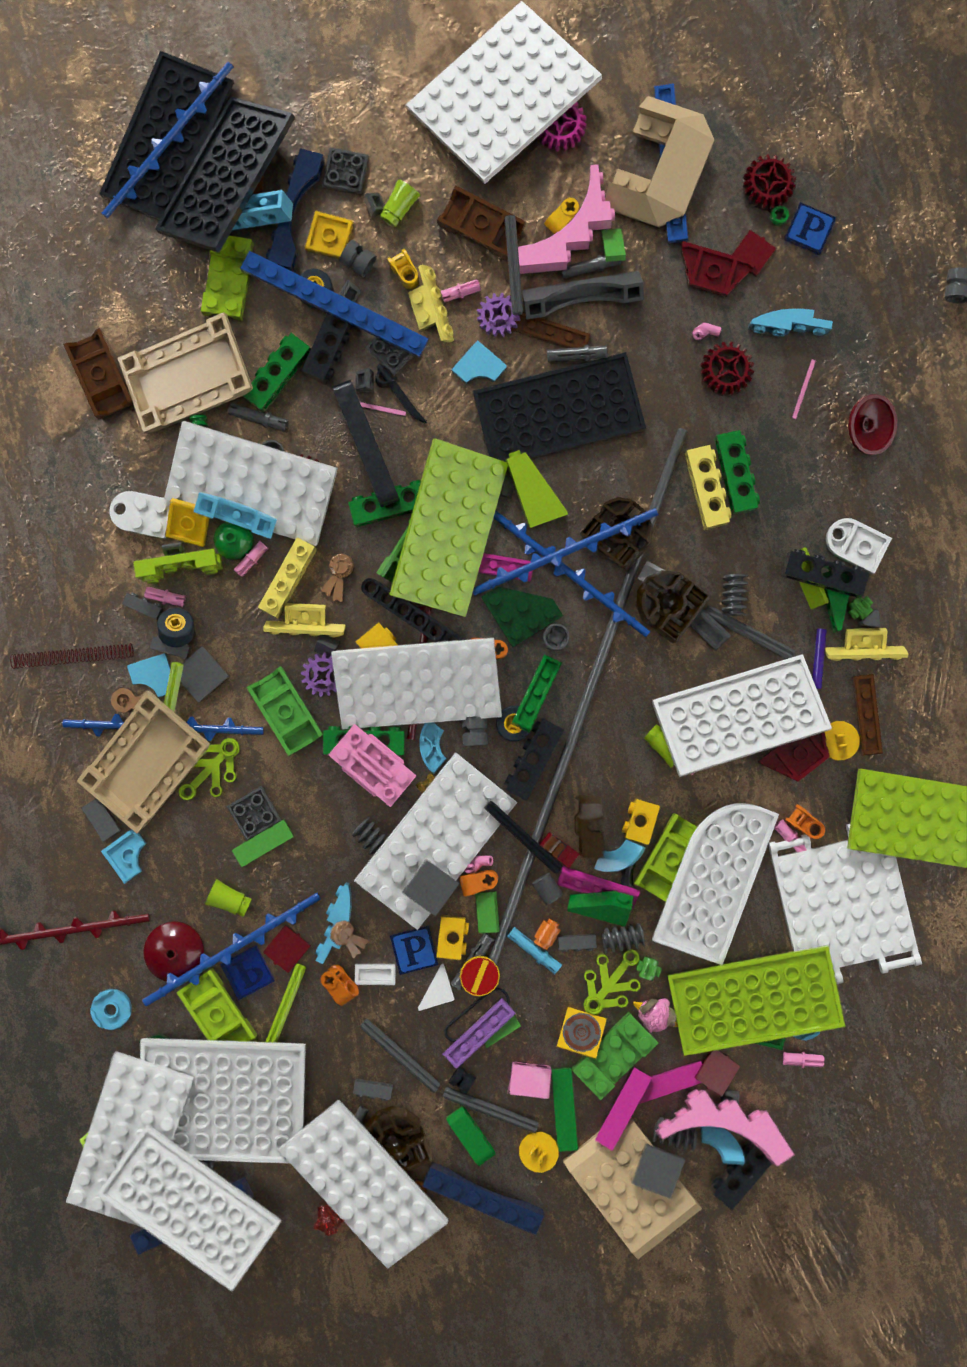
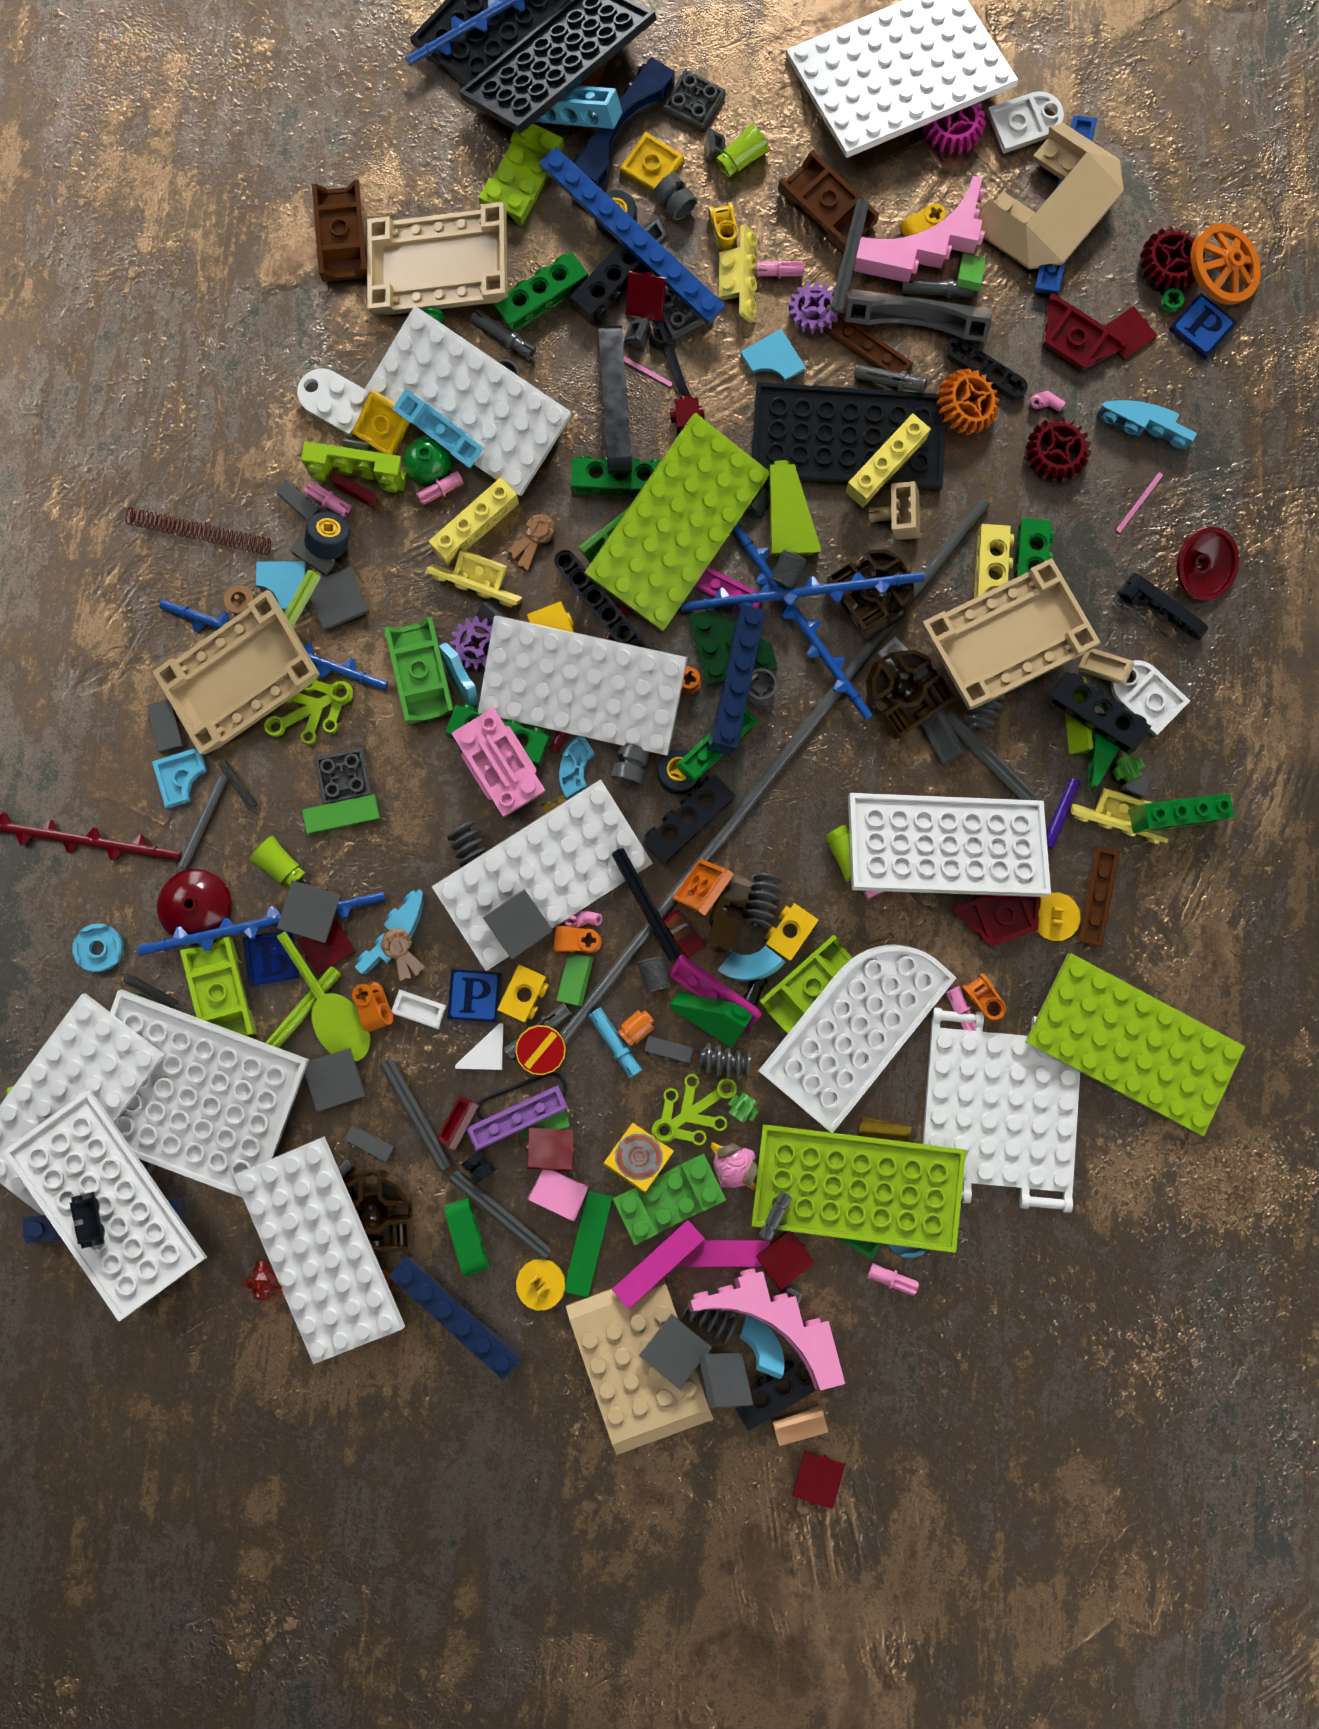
camera: 20 degrees right, 5 degrees down
(157, 885) = (202, 822): none -> dark grey bar
(164, 1027) = (151, 992): none -> dark grey piece
(174, 848) = (235, 784): none -> dark grey piece
(176, 1217) = (92, 1230): none -> black hinge
(183, 582) = (354, 489): none -> dark red tile
(265, 929) = (309, 911): none -> dark grey tile
(311, 1001) = (333, 1015): none -> lime piece
(317, 704) = (458, 675): none -> medium azure tile
(329, 1050) = (334, 1079): none -> dark grey tile
(361, 349) = (645, 295): none -> dark red piece
(424, 434) = (683, 410): none -> dark red brick
(434, 1051) = (457, 1122): none -> dark red tile
(512, 1049) = (550, 1149): none -> dark red piece
(533, 611) = (735, 690): none -> dark blue arch
(547, 537) = (788, 569): none -> dark grey piece
(563, 812) = (702, 886): none -> orange tile
(597, 423) = (887, 460): none -> light yellow brick
(611, 804) = (760, 900): none -> dark grey piece
(615, 102) = (1024, 119): none -> white plate
(621, 459) = (903, 511): none -> tan brick
(648, 324) = (988, 365): none -> black beam
(654, 361) = (972, 388): none -> orange gear
(700, 1043) = (775, 1216): none -> dark grey axle
(703, 1180) = (725, 1380): none -> dark grey tile
(738, 534) = (1011, 635): none -> tan slope
(760, 949) = (883, 1130): none -> pearl gold slope
(767, 1191) = (800, 1425): none -> light nougat panel
(794, 1226) = (818, 1479): none -> dark red piece
(815, 171) = (1228, 261): none -> orange wheel
(818, 531) = (1106, 666): none -> tan tile
(823, 460) = (1138, 587): none -> black beam
(912, 631) = (1181, 813): none -> green brick

